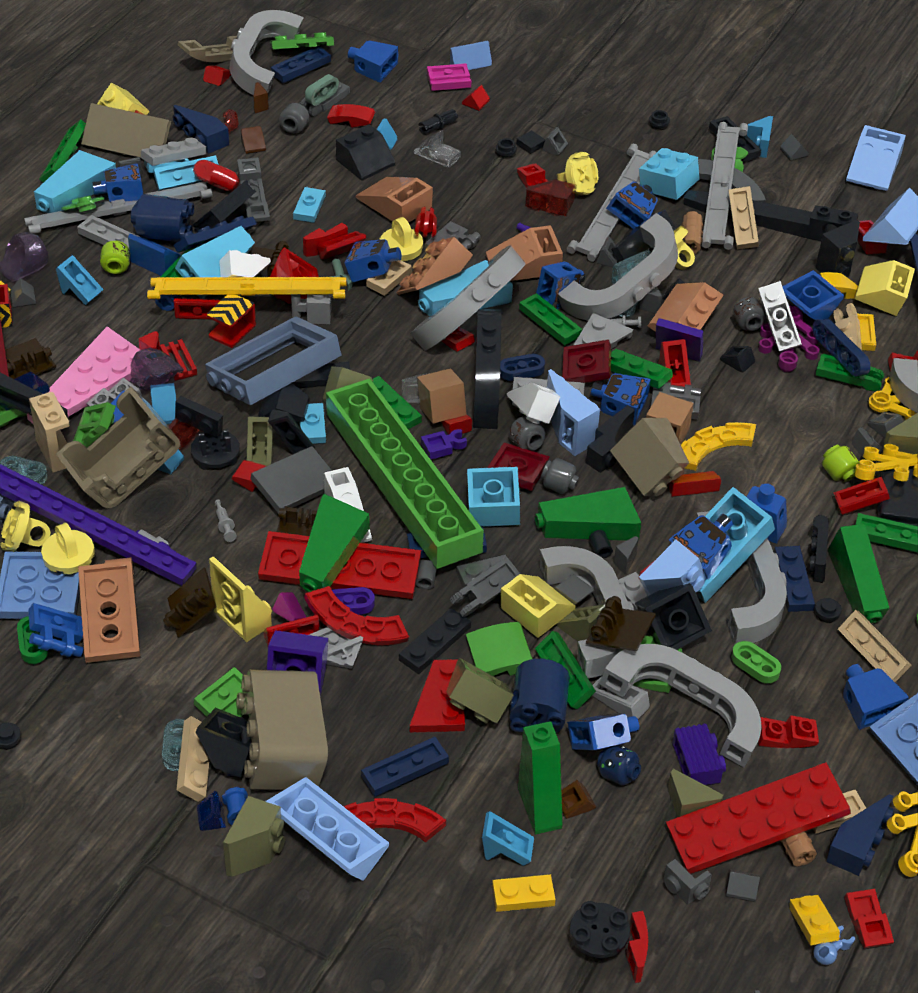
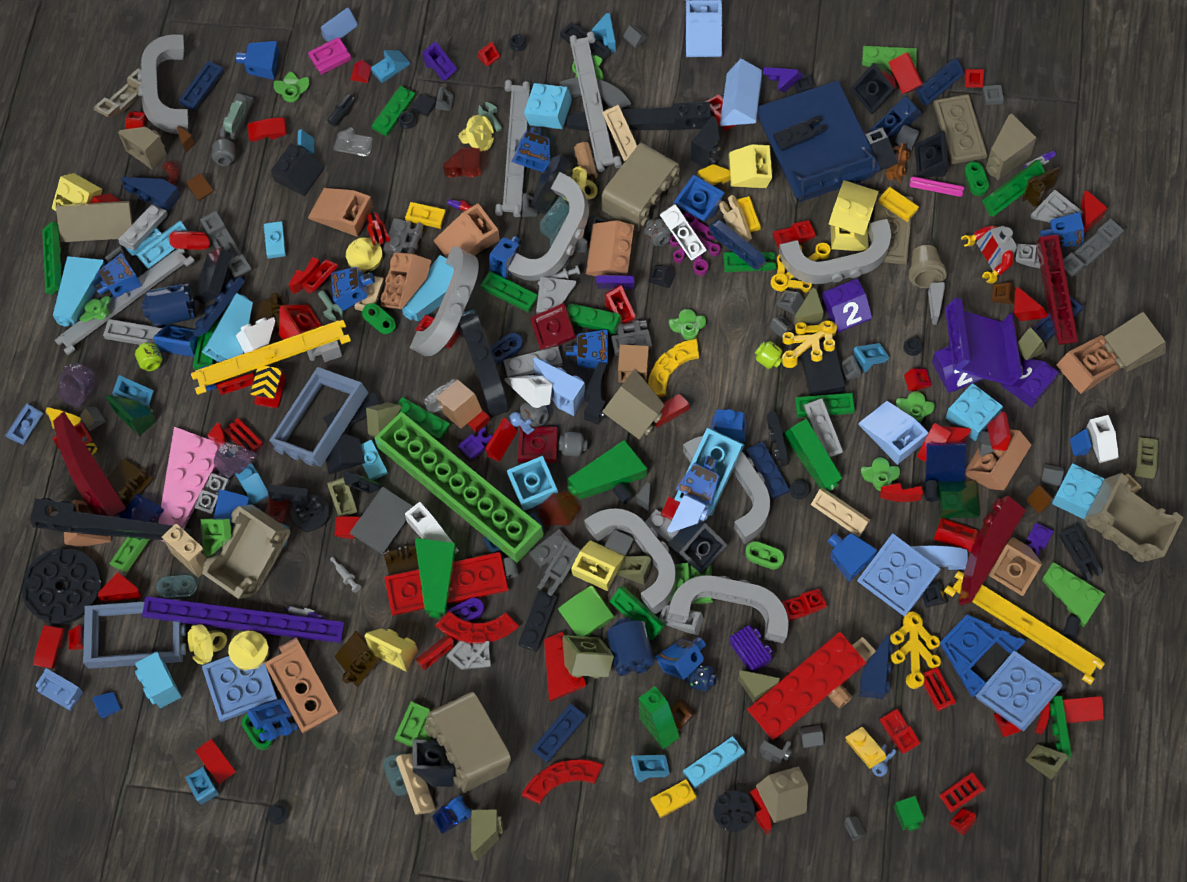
camera: 15 degrees left, 20 degrees up
(67, 298) = (133, 413): none -> dark green slope
(212, 87) = (143, 145): none -> dark tan slope
(282, 42) = (199, 57): bright green wing -> none
(288, 607) = (427, 636): magenta slope -> none
(298, 653) = (452, 680): dark purple slope -> none
(330, 827) = (529, 804): light blue slope -> none
(386, 297) = (377, 320): none -> green plate
(395, 91) = (291, 85): none -> bright green plate
(474, 448) = (501, 440): none -> red slope
(487, 141) = (389, 116): none -> green plate
(487, 228) = (425, 215): none -> yellow plate
(503, 435) = (516, 420): none -> medium blue arm
(513, 532) = (558, 509): none -> clear red slope
(514, 101) = (391, 65): none -> dark azure slope
(531, 175) = (441, 145): red slope -> none
(564, 107) = (439, 61): none -> dark purple slope
(596, 869) = (713, 762): none -> medium azure plate
(605, 165) = (492, 109): none -> sand green bar
(620, 626) = (667, 574): dark brown hinge -> none
(622, 119) = (488, 54): none -> red slope
(679, 931) = (784, 794): none -> dark tan slope
(744, 260) = (639, 185): none -> dark tan windscreen
(751, 408) = (687, 324): none -> bright green plate
(861, 495) = (798, 380): red tile -> none
(883, 544) = (823, 427): none -> light grey plate

